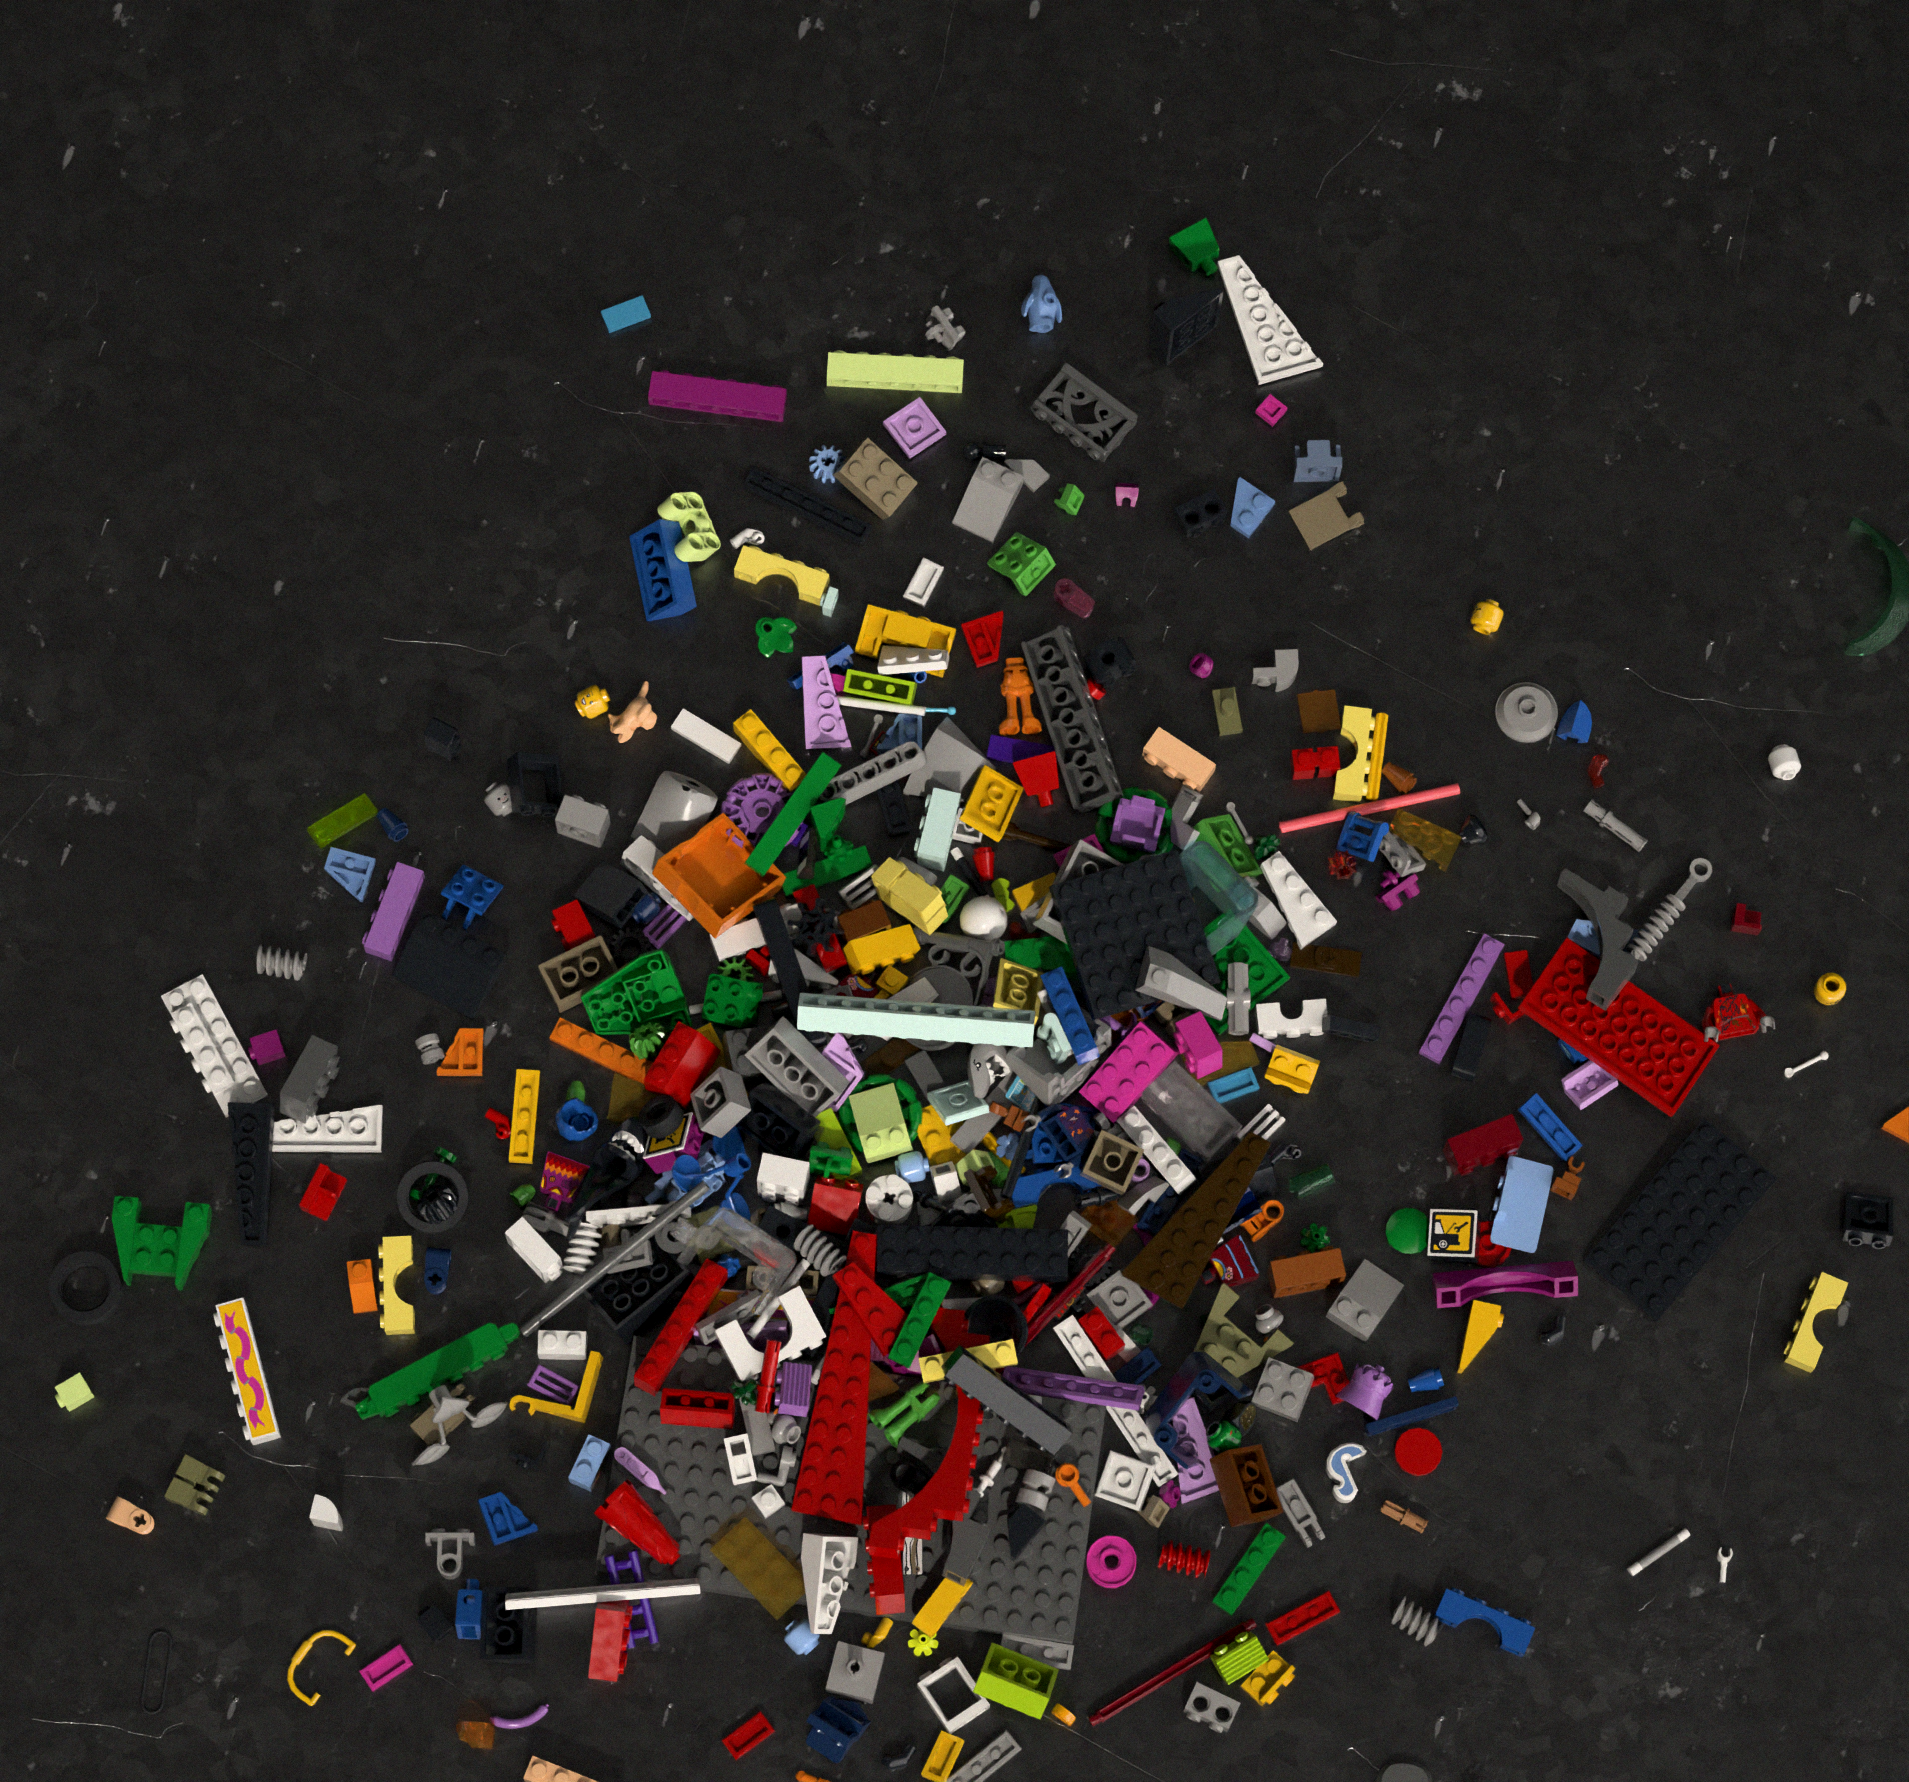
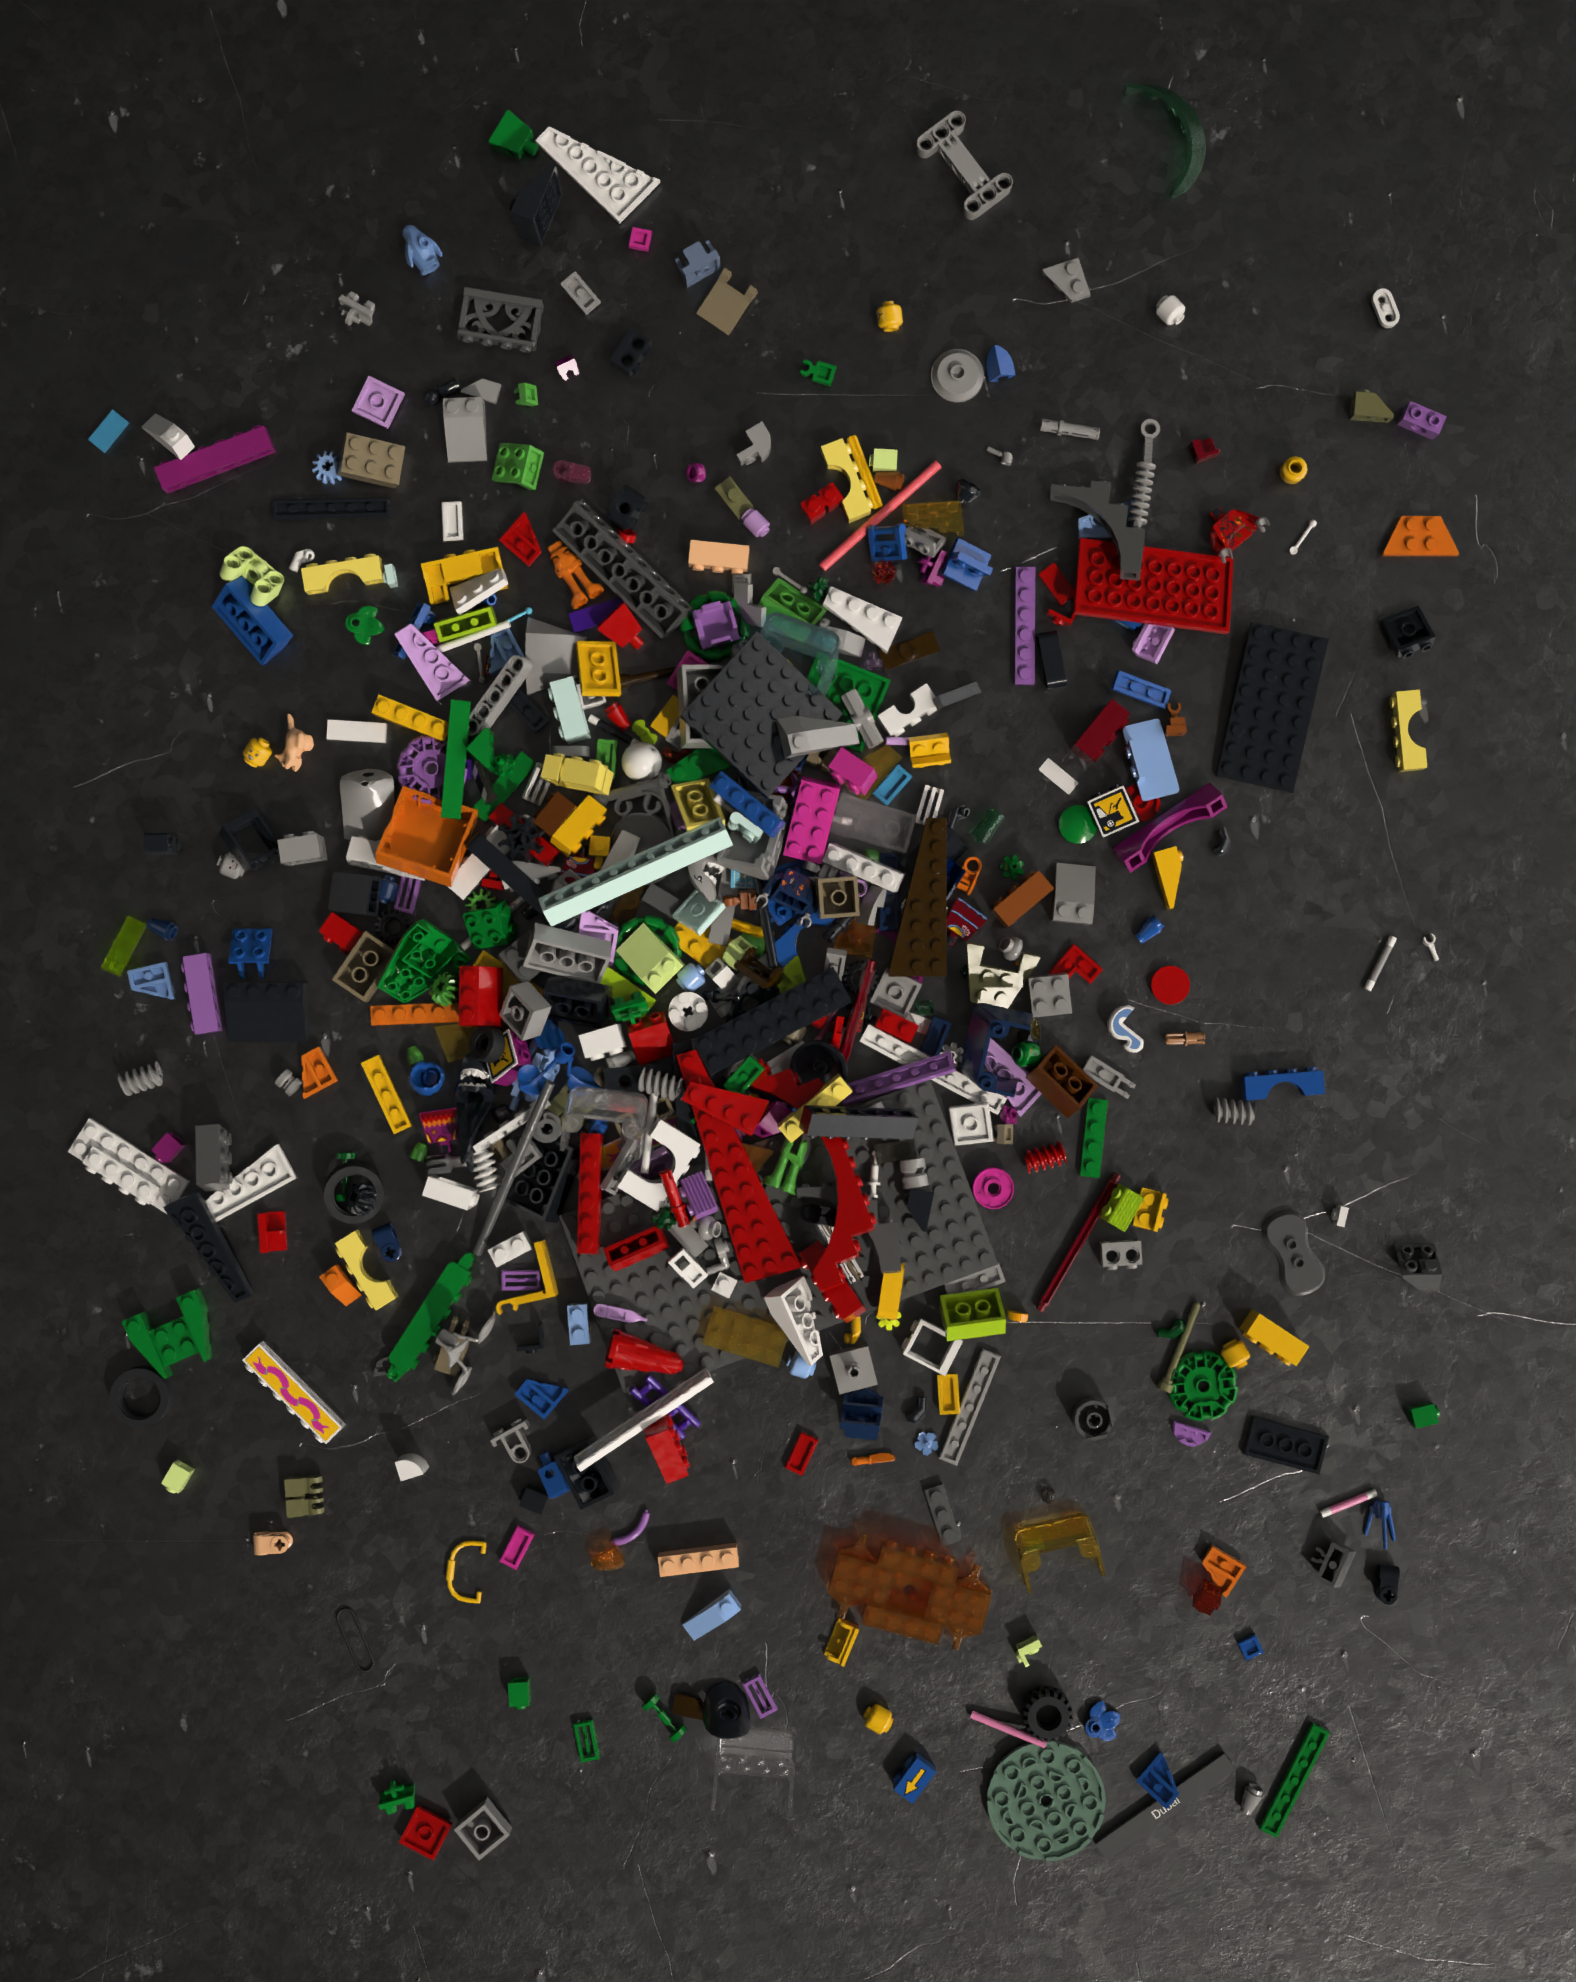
camera: 25 degrees left, 15 degrees up
(502, 1123) = (373, 1107): red arm -> none
(683, 1231) = (553, 1124): clear wheel -> none
(685, 349) = (169, 435): none -> white slope
(895, 372) = (339, 365): yellowish green brick -> none
(919, 1320) = (762, 1096): green plate -> none
(1007, 1146) = (752, 923): medium blue plant -> none
(1067, 1476) = (930, 1147): orange plate -> none
(1180, 430) = (580, 293): none -> light grey plate
(1235, 746) = (755, 523): none -> lavender brick
(1249, 508) = (665, 327): medium blue wing -> none
(1302, 1618) = (1150, 1151): red tile -> none
(1319, 711) = (802, 460): clear orange piece -> none
(1367, 1389) = (1111, 962): medium lavender hat -> none
(1385, 635) = (822, 372): none -> green plate
(1403, 754) = (883, 460): none -> yellowish green brick
(1411, 1416) = (1152, 962): dark blue tile -> none
(1415, 1171) = (1058, 776): none -> white sticker
(1433, 903) = (967, 564): none -> blue bracket
(1595, 768) = (1032, 392): clear red arm -> none
(1644, 510) = (964, 165): none -> light grey beam
(1694, 677) = (1069, 279): none -> light grey wing

